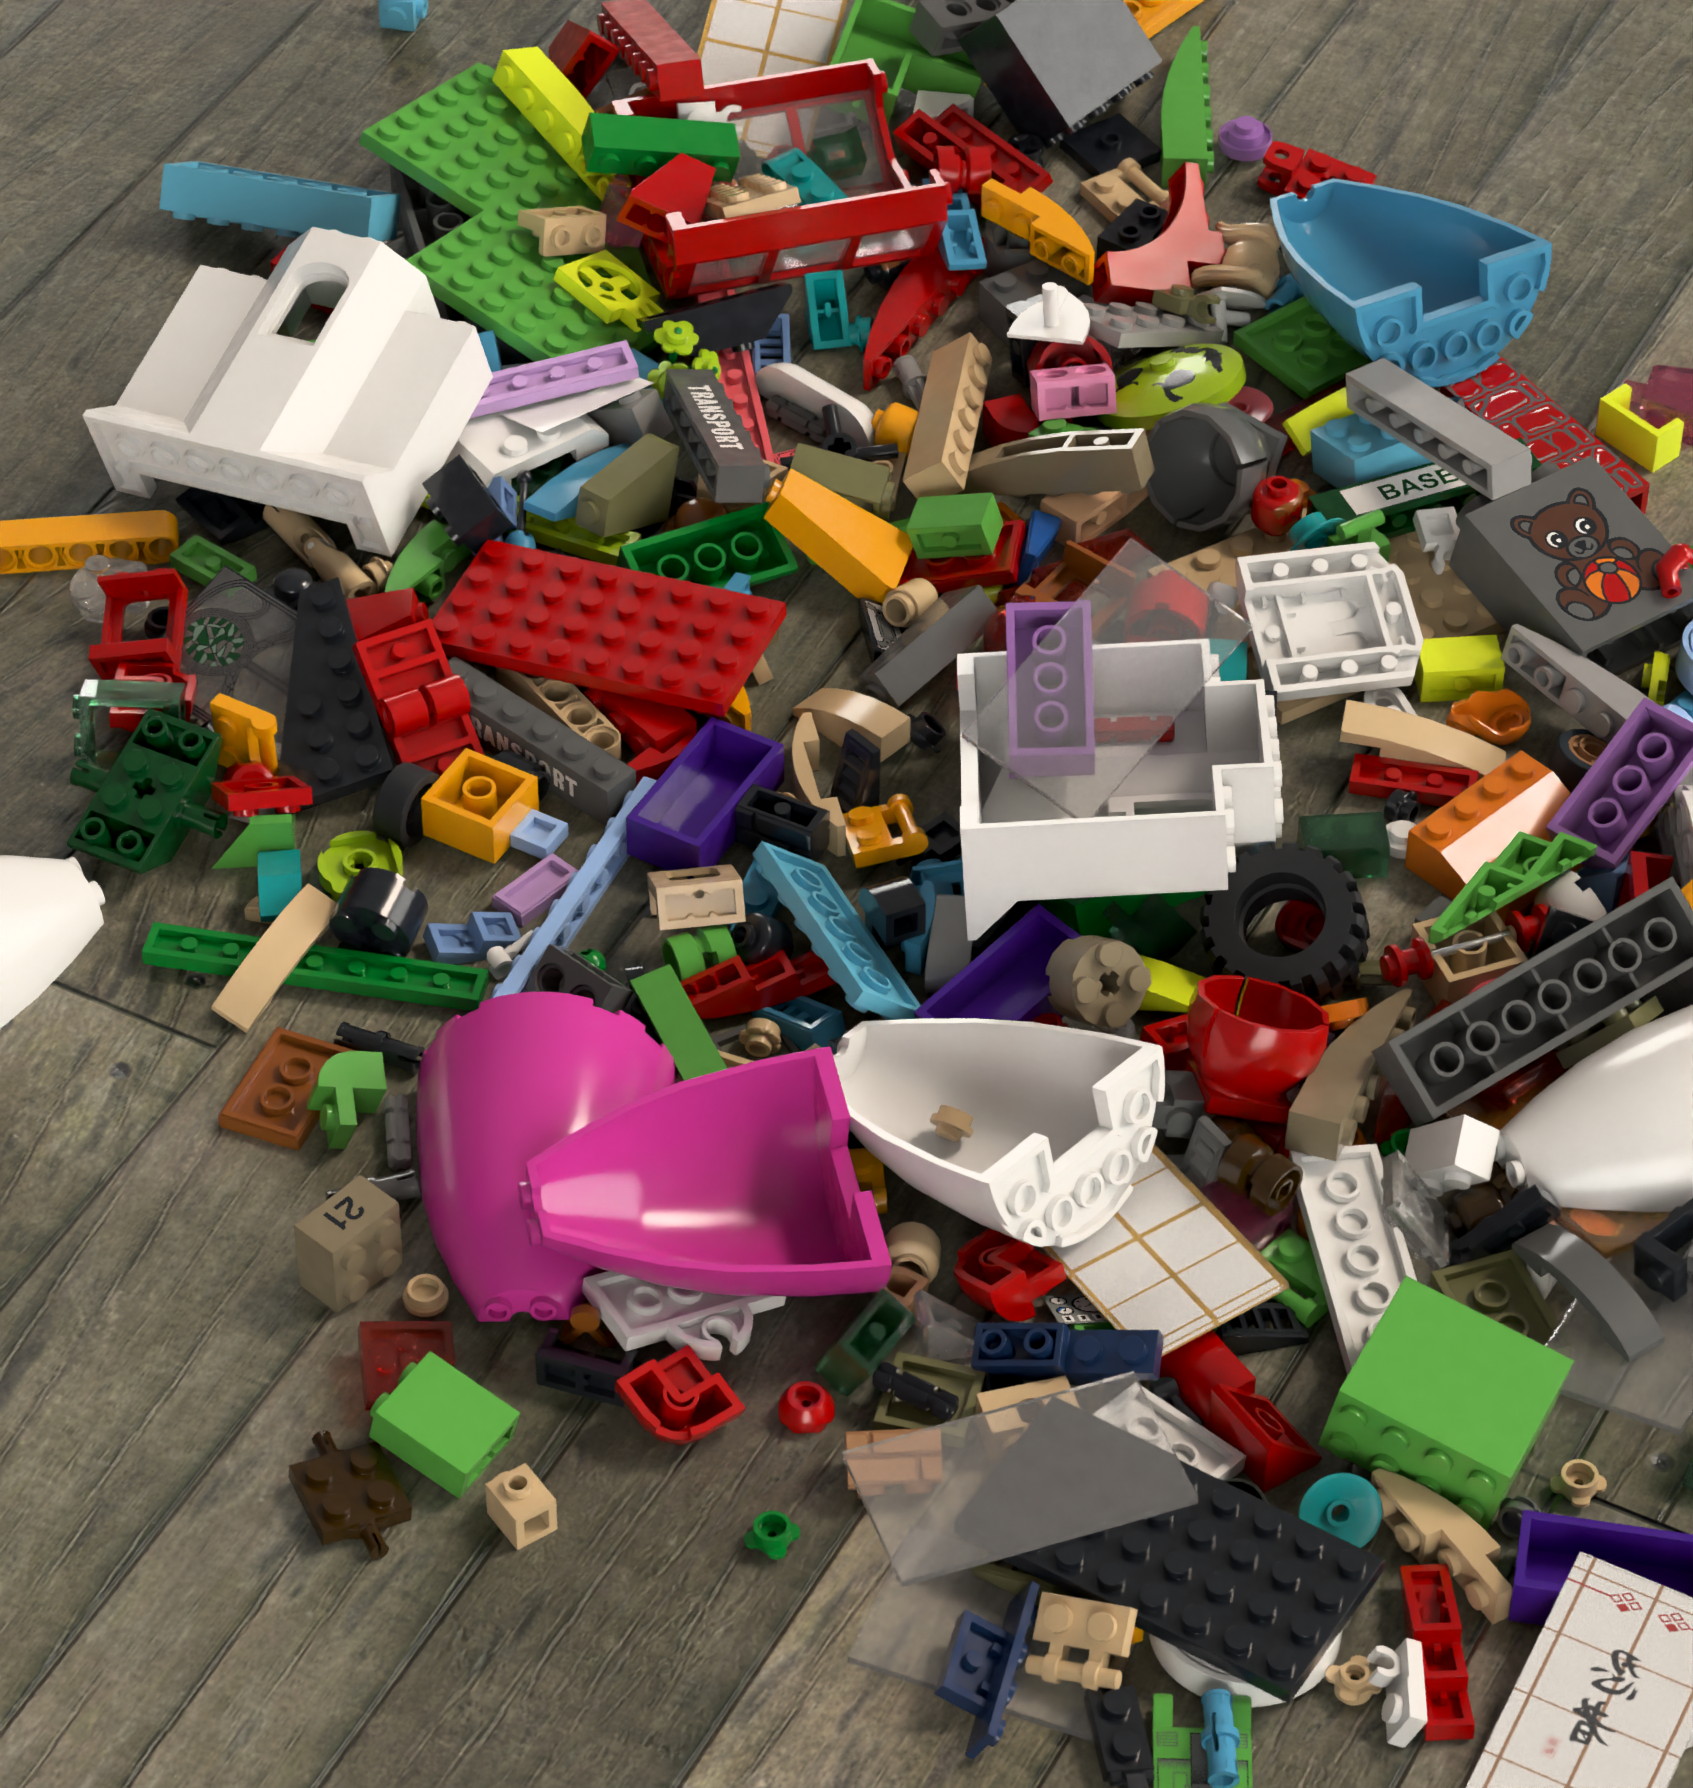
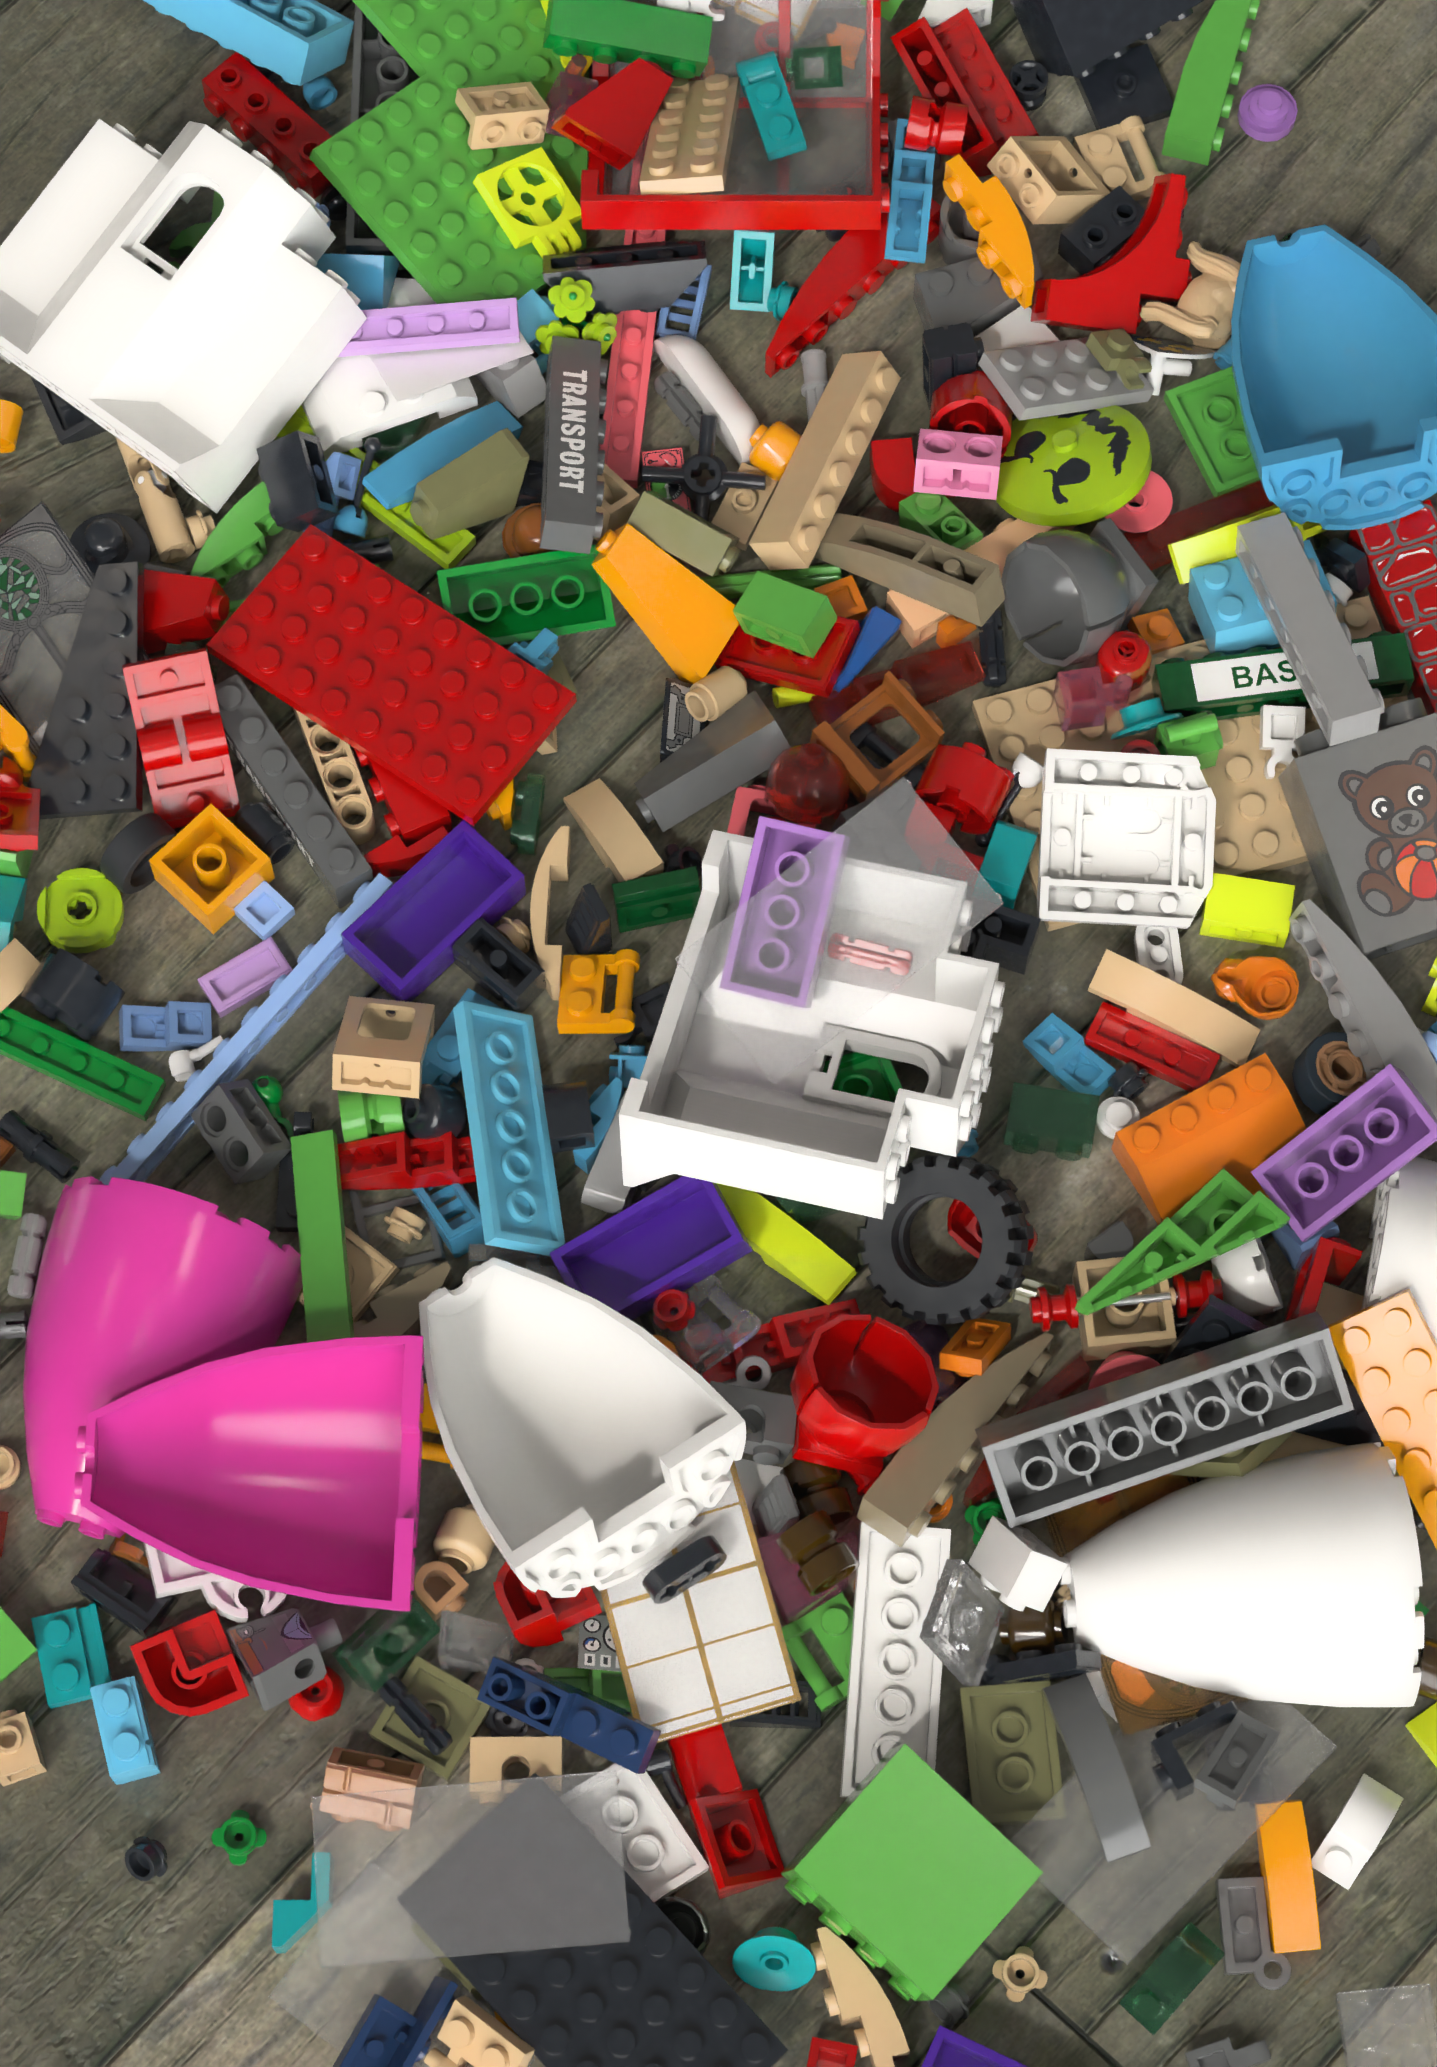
camera: 15 degrees right, 25 degrees up
(203, 561) = (42, 476): bright green plate -> none
(554, 1430) = (71, 1654): none -> teal plate
(629, 1467) = (125, 1730): none -> medium azure brick
(676, 1571) = (146, 1859): none -> black plate
(765, 709) = (527, 829): none -> clear green plate
(768, 1368) = (282, 1654): none -> dark grey torso
(857, 1575) = (294, 1918): none -> teal slope
(915, 752) = (656, 899): none -> dark green plate
(952, 1123) = (547, 1397): tan plate -> none
(1055, 319) = (961, 373): white shield -> none
(1084, 204) = (1052, 191): none -> tan window
(1097, 981) = (728, 1280): dark tan brick -> none
(1109, 521) = (952, 631): none -> orange tile
(1137, 1214) = (684, 1569): none -> black beam
(1148, 530) = (993, 651): none -> black axle
(1253, 531) = (1084, 698): none -> clear pink brick
(1300, 173) = (1310, 181): red plate -> none
(1332, 796) = (1067, 1058): none -> dark azure slope

